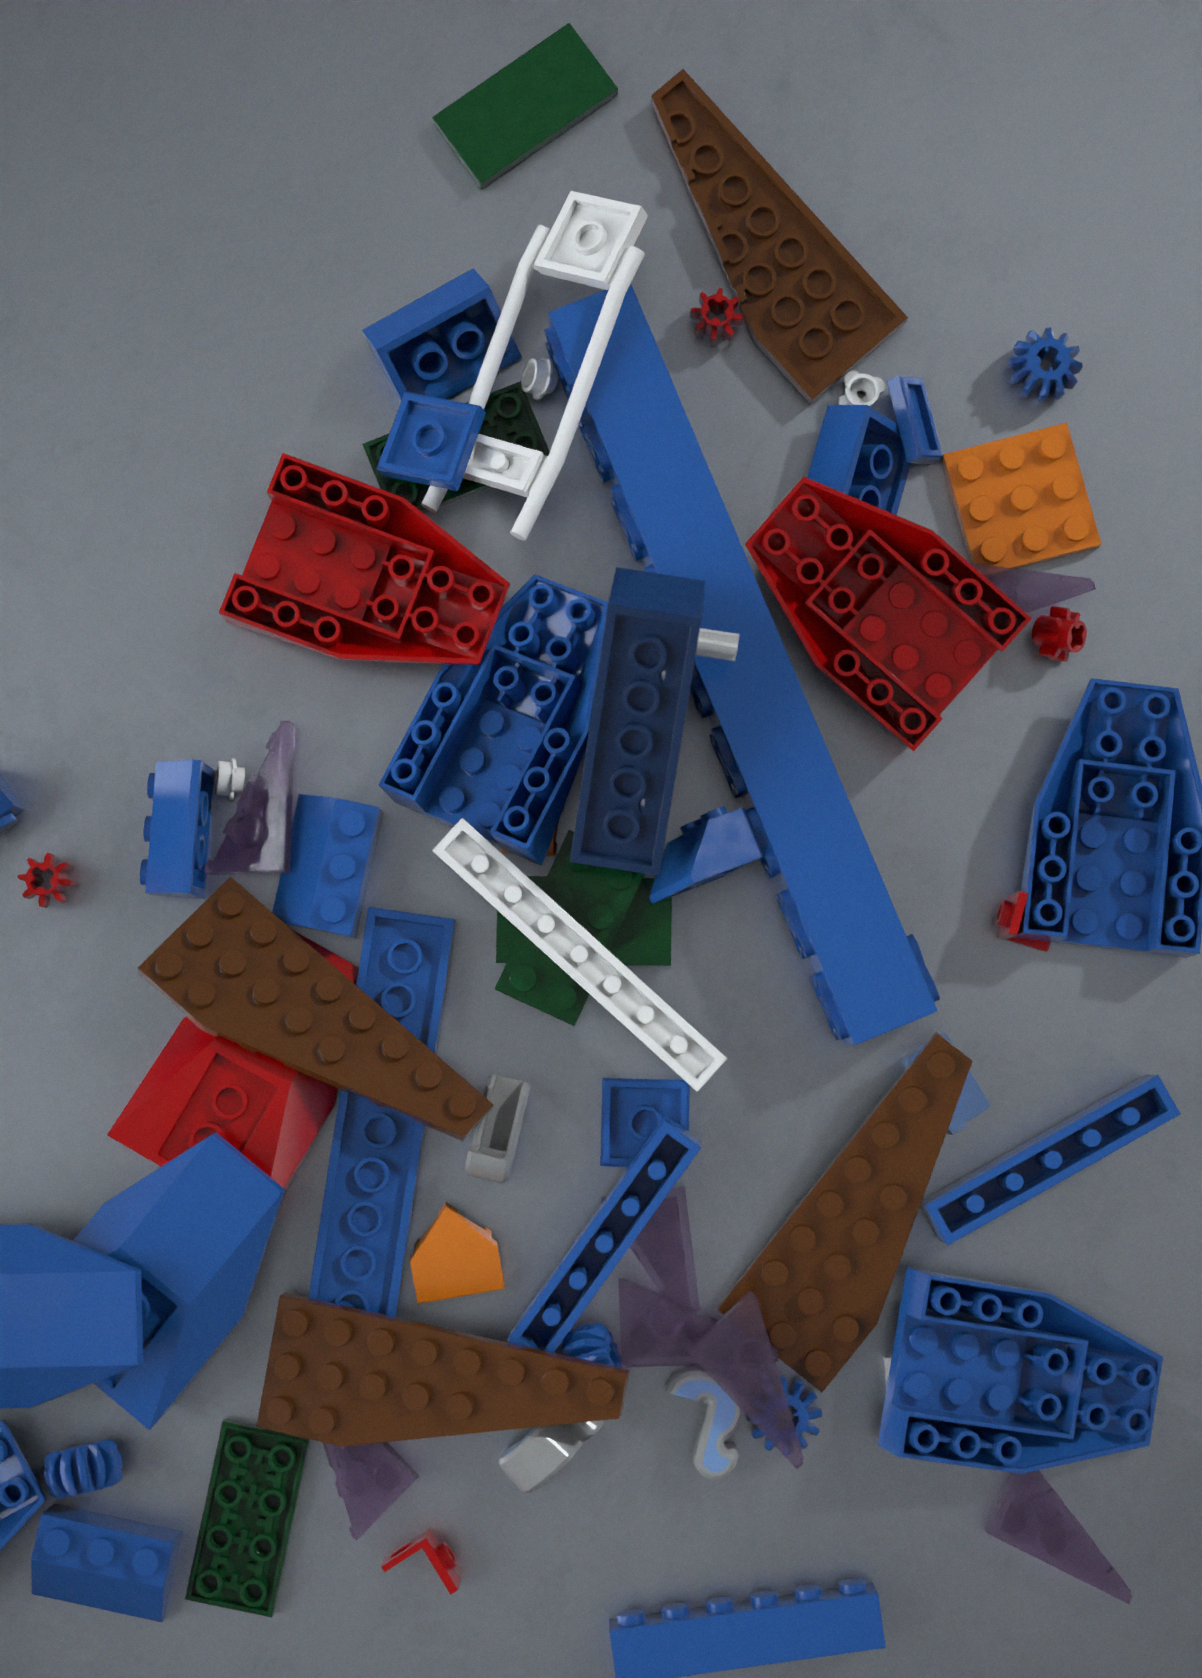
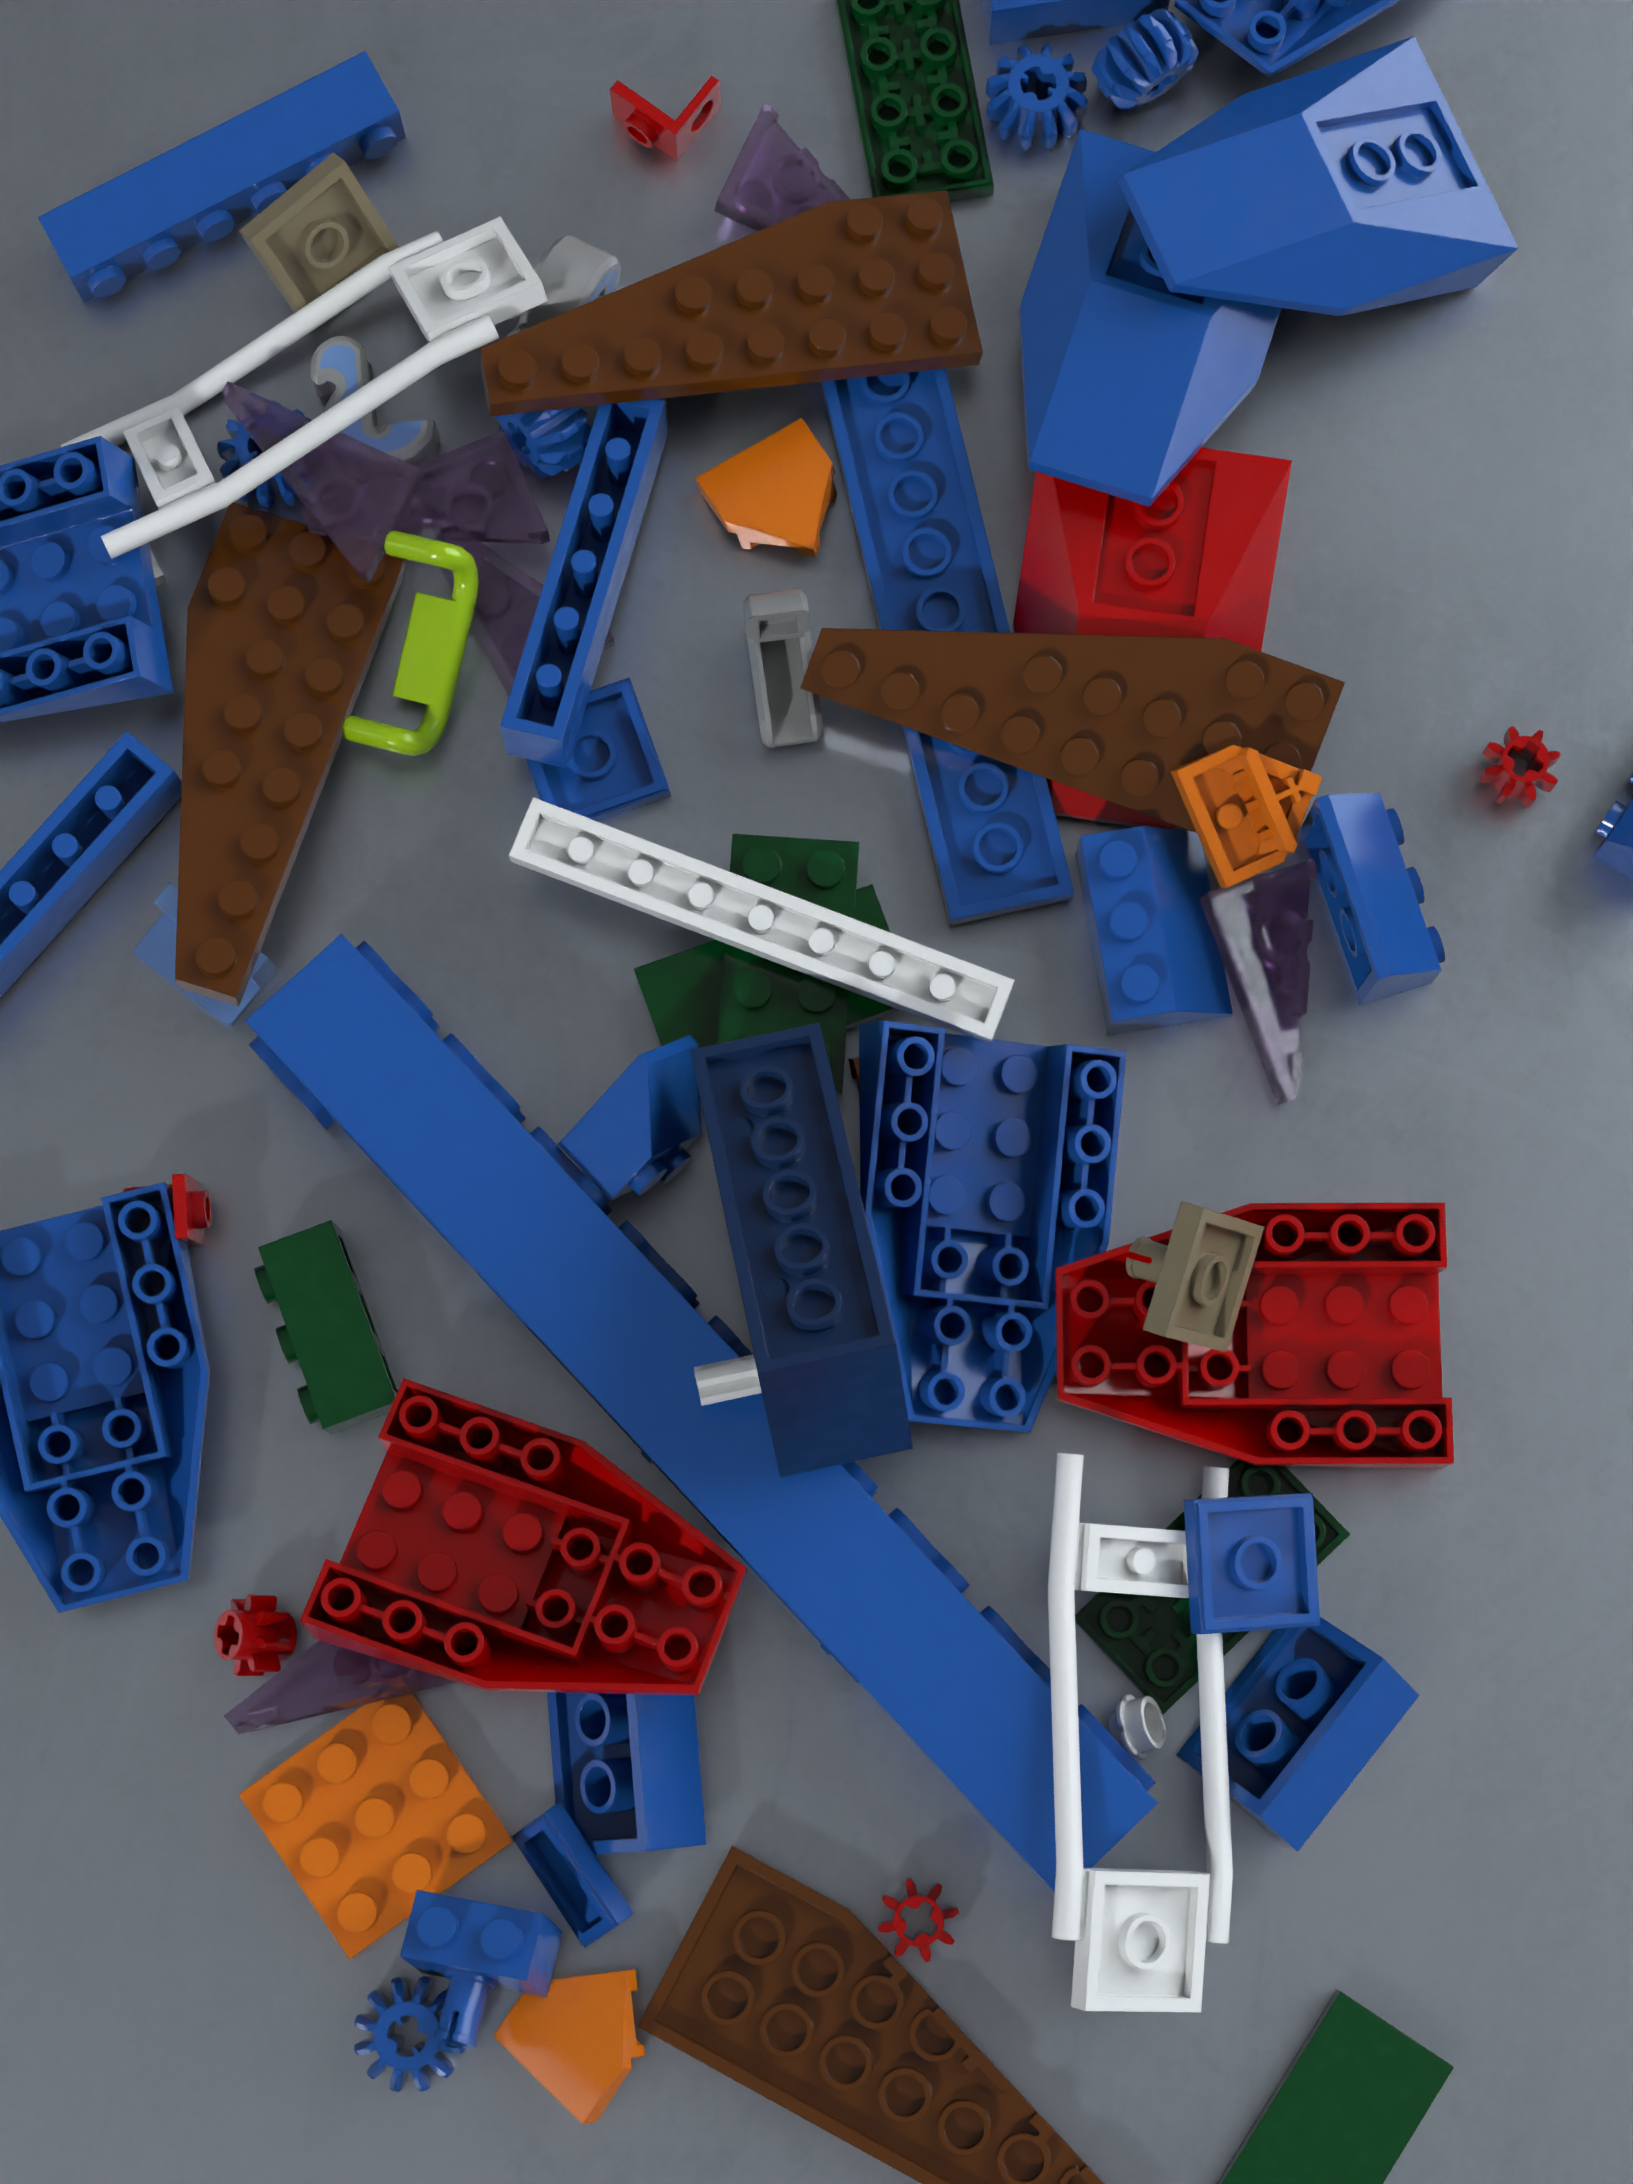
camera: 160 degrees right, 5 degrees down
(155, 1484) = (1055, 86): none -> blue gear
(229, 779) = (1334, 995): white plate -> none
(237, 911) = (1245, 809): none -> orange slope
(393, 616) = (1197, 1275): none -> dark tan tile
(616, 1471) = (455, 297): none -> white plate
(697, 1555) = (318, 233): none -> dark tan tile
(727, 1230) = (430, 649): none -> lime piece
(861, 382) = (654, 1904): white plate -> none
(946, 324) = (577, 2039): none -> orange slope
(948, 807) = (327, 1328): none -> dark green brick
(989, 391) = (478, 1950): none -> blue brick

